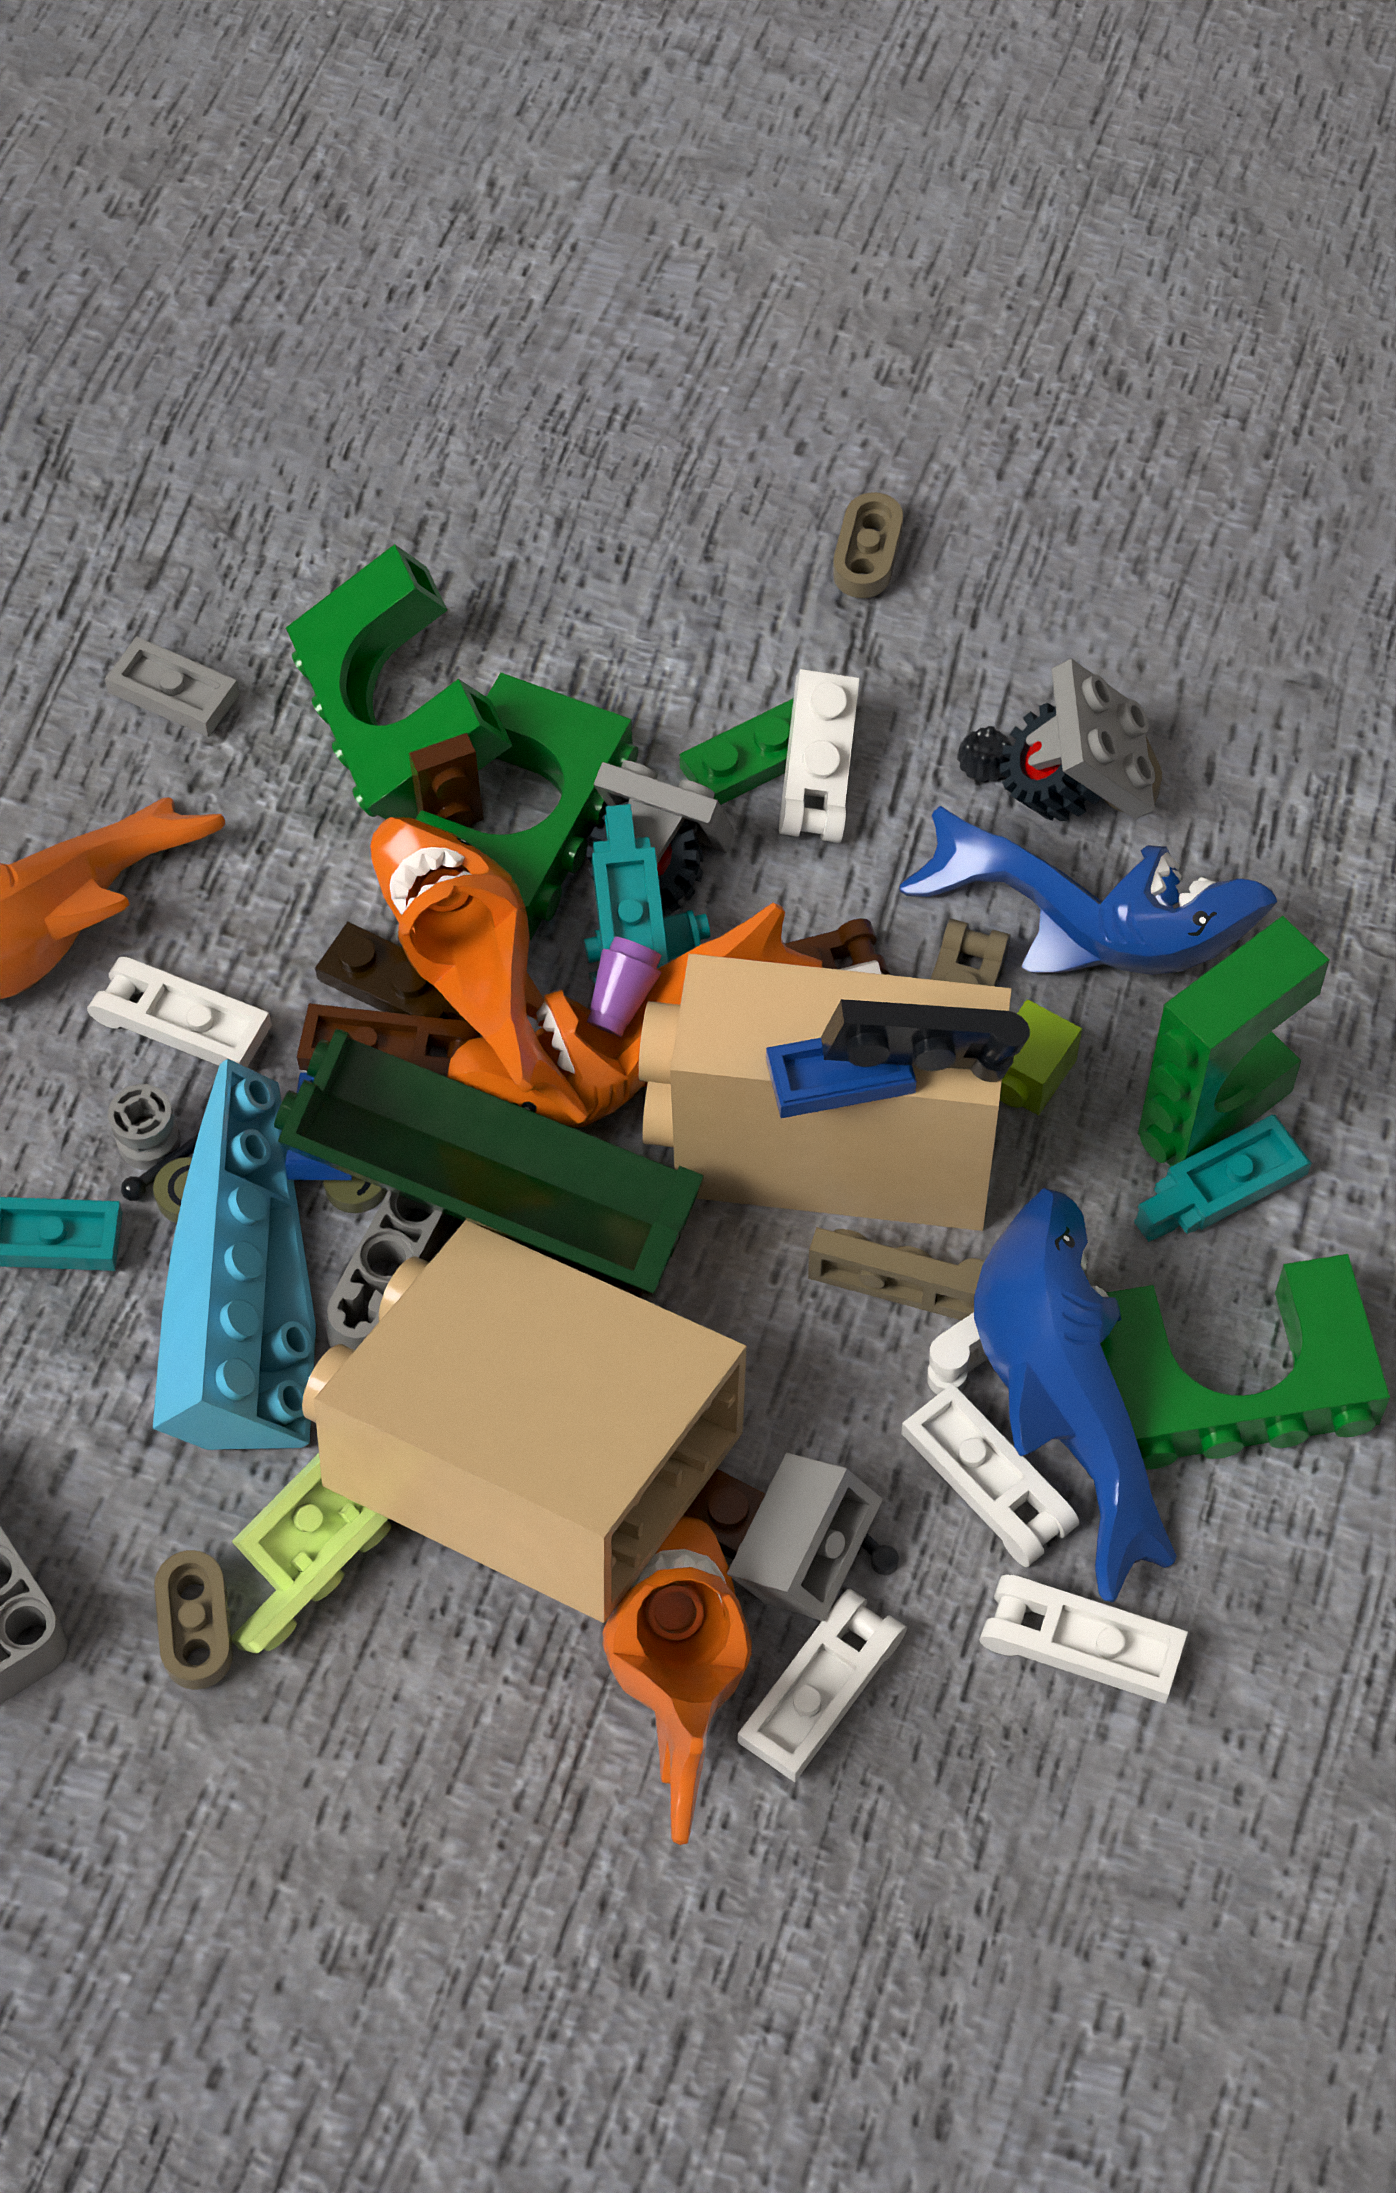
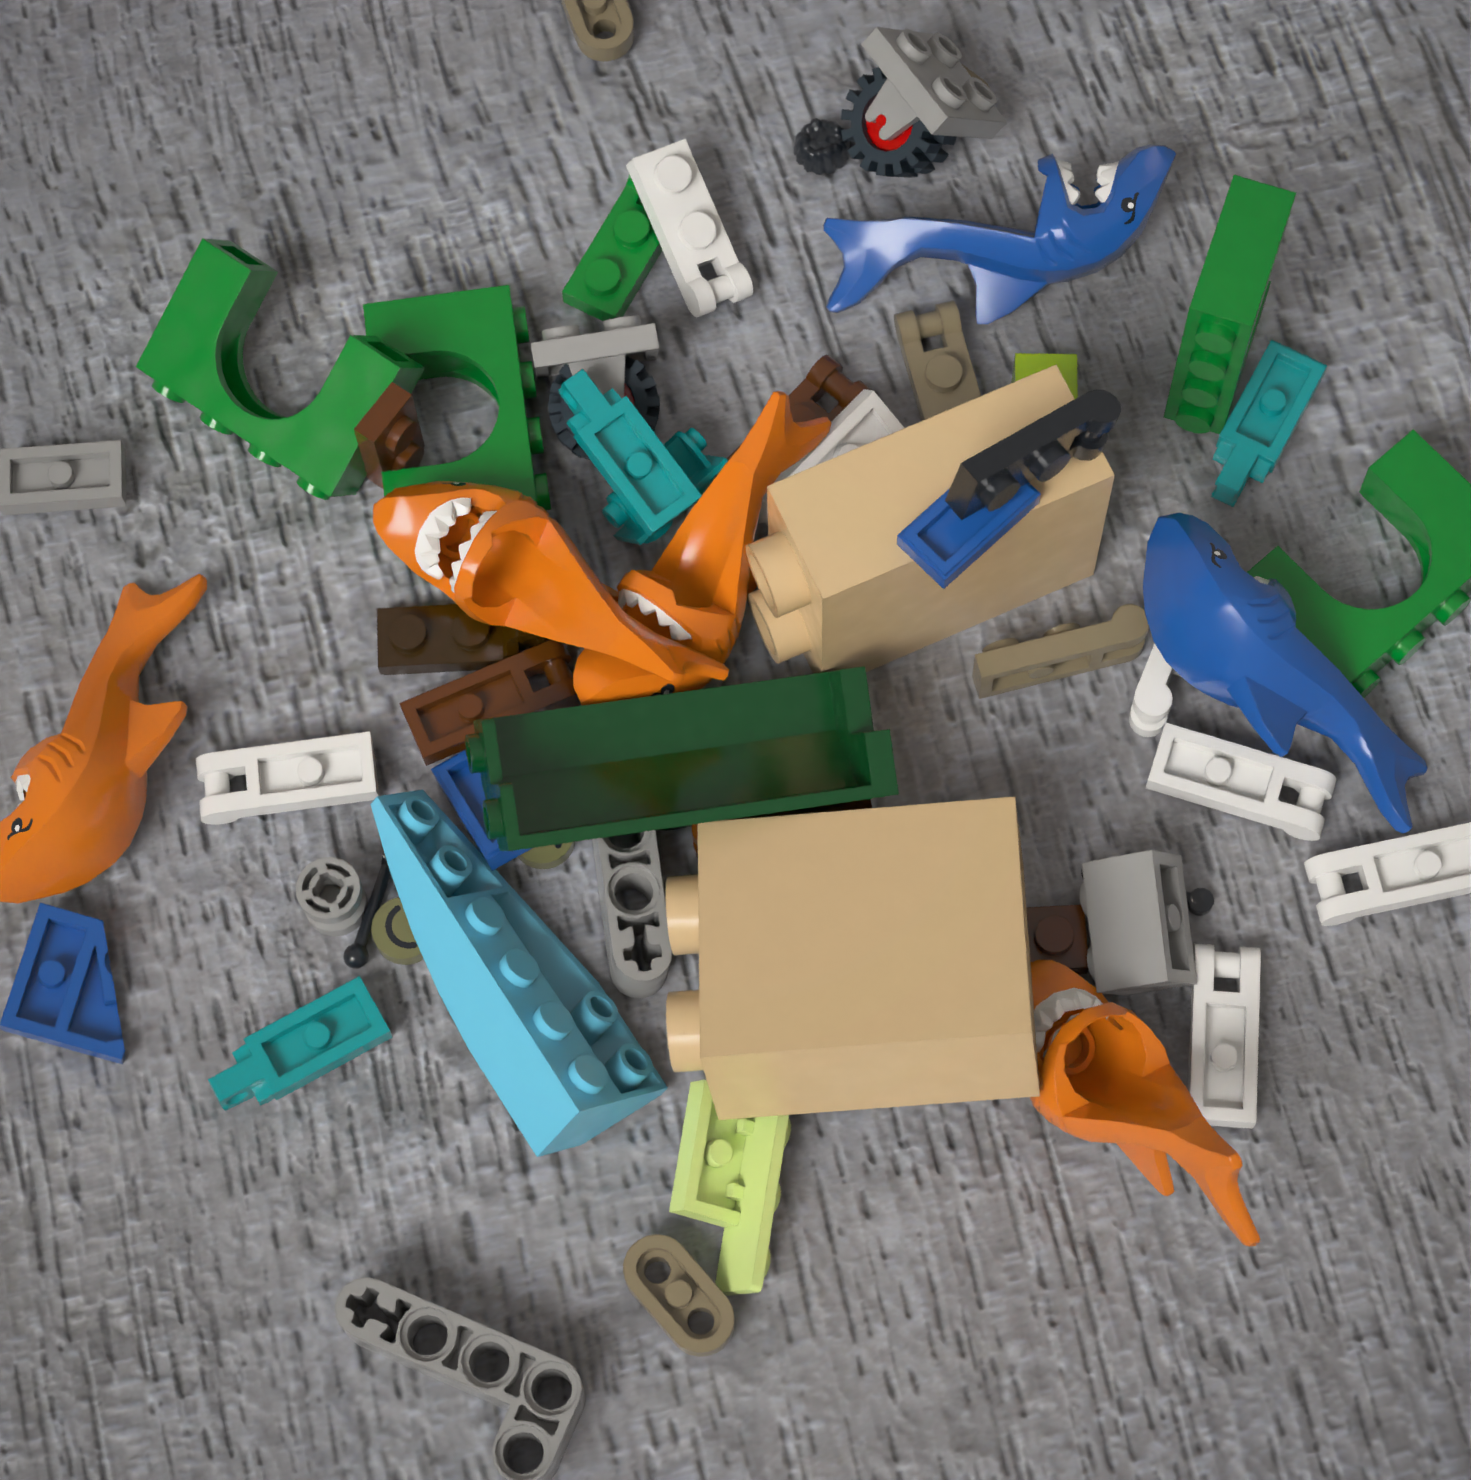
camera: 30 degrees left, 10 degrees up
(622, 984) = (680, 536): medium lavender cone -> none

